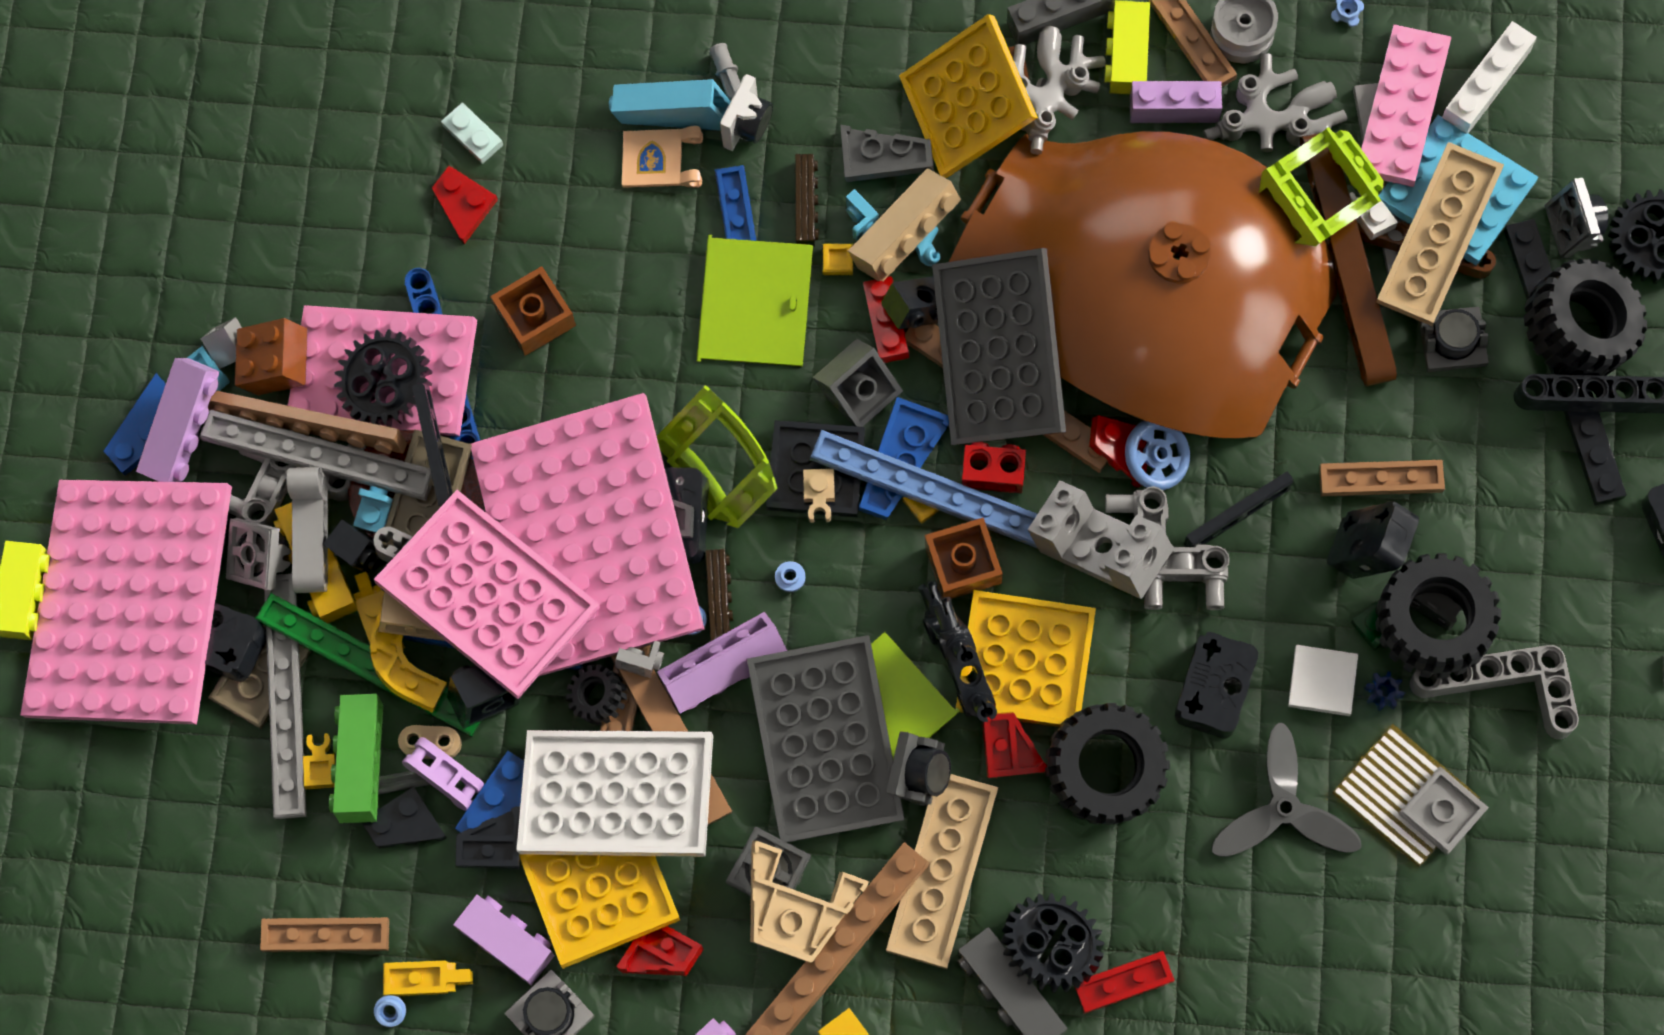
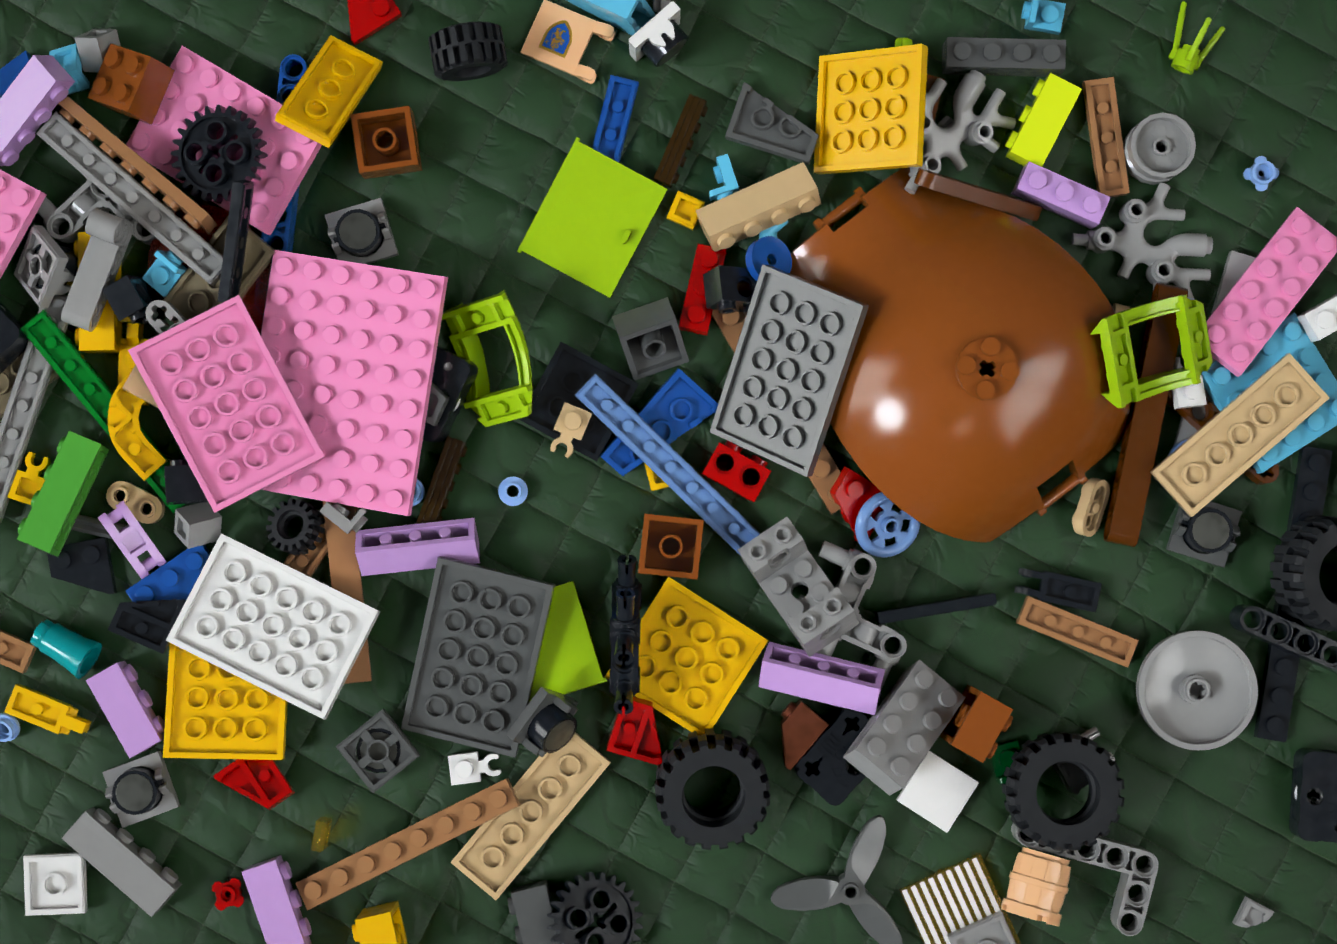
camera: 15 degrees right, 15 degrees up
(420, 905) = (66, 647): none -> teal plant
(461, 285) = (329, 91): none -> yellow tile
(500, 735) = (197, 524): none -> light grey panel
(542, 399) = (361, 232): none -> piece
(575, 198) = (467, 51): none -> black tyre
(747, 978) = (321, 834): none -> clear yellow tile
(790, 919) = (379, 809): tan wing -> none
(862, 855) = (468, 767): none -> white plate
(930, 254) = (771, 248): none -> blue piece
(1096, 127) = (977, 194): none -> reddish brown beam
(1162, 617) = (821, 678): none -> lavender brick
(1164, 680) = (799, 731): none -> copper slope
(1261, 626) = (904, 727): none -> light grey brick
(1326, 591) = (977, 724): none -> dark orange brick
(1338, 360) = (1091, 507): none -> tan plate
(1348, 446) = (1062, 590): none -> black hinge
(1373, 540) = (1040, 694): black axle -> none
(1392, 688) = (991, 818): gear -> none
(1460, 724) = (1037, 886): none -> light nougat piece
(1518, 480) = (1197, 690): none -> light grey dish

